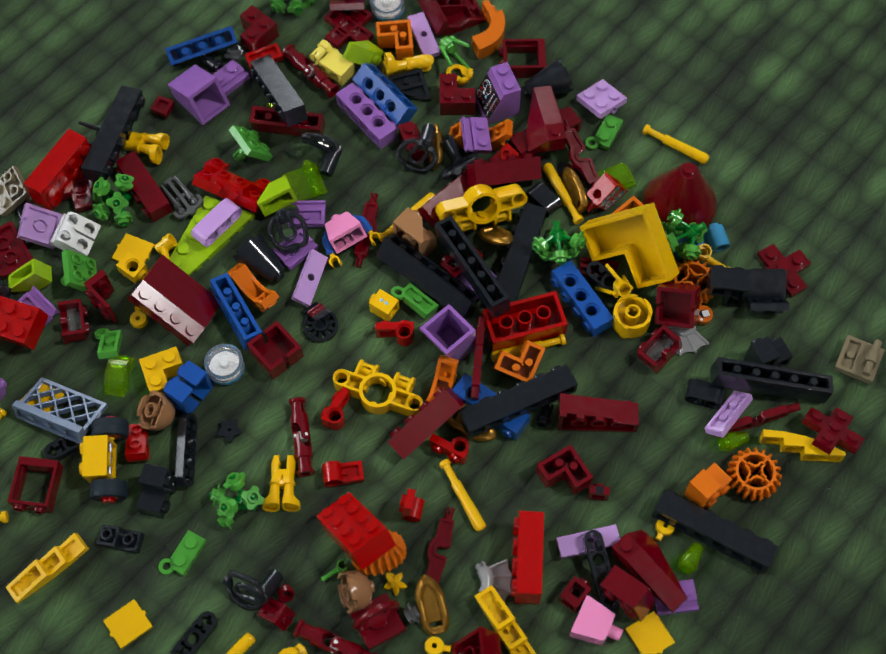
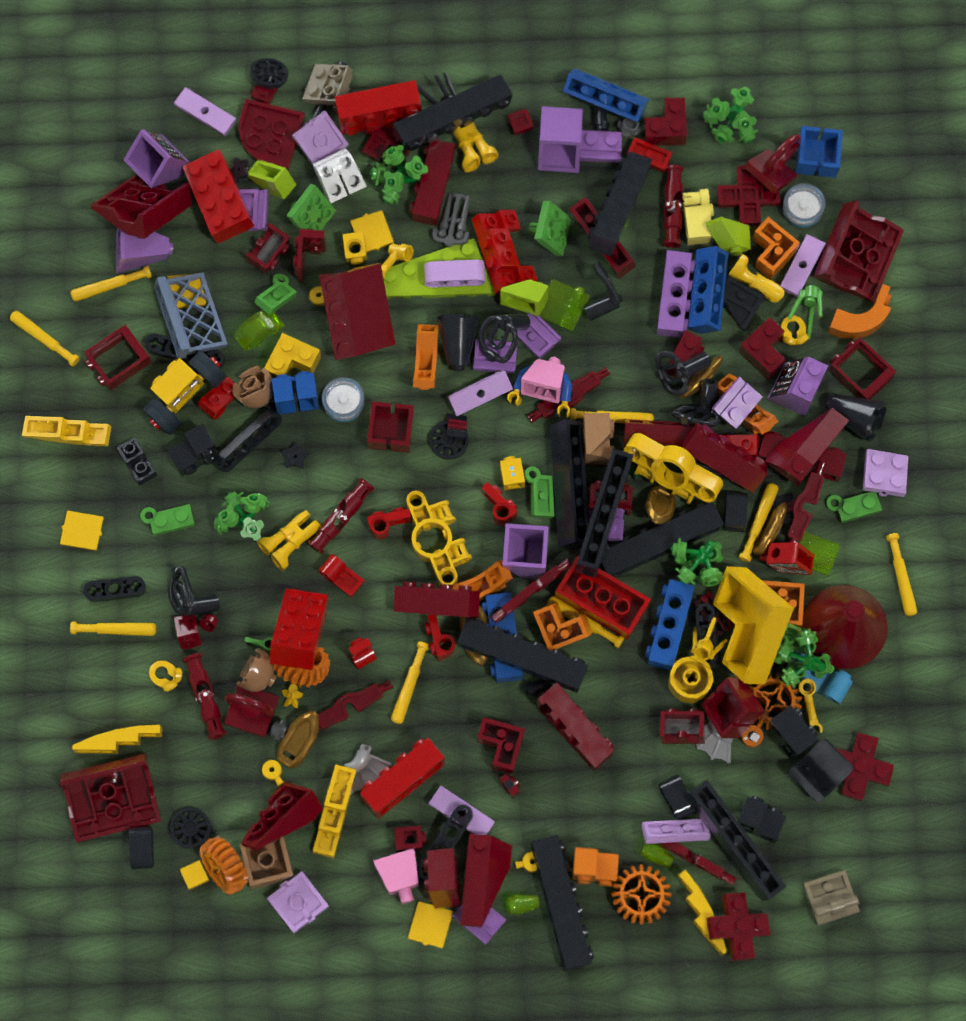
camera: 45 degrees right, 10 degrees up
(234, 309) = (395, 363): blue brick -> none

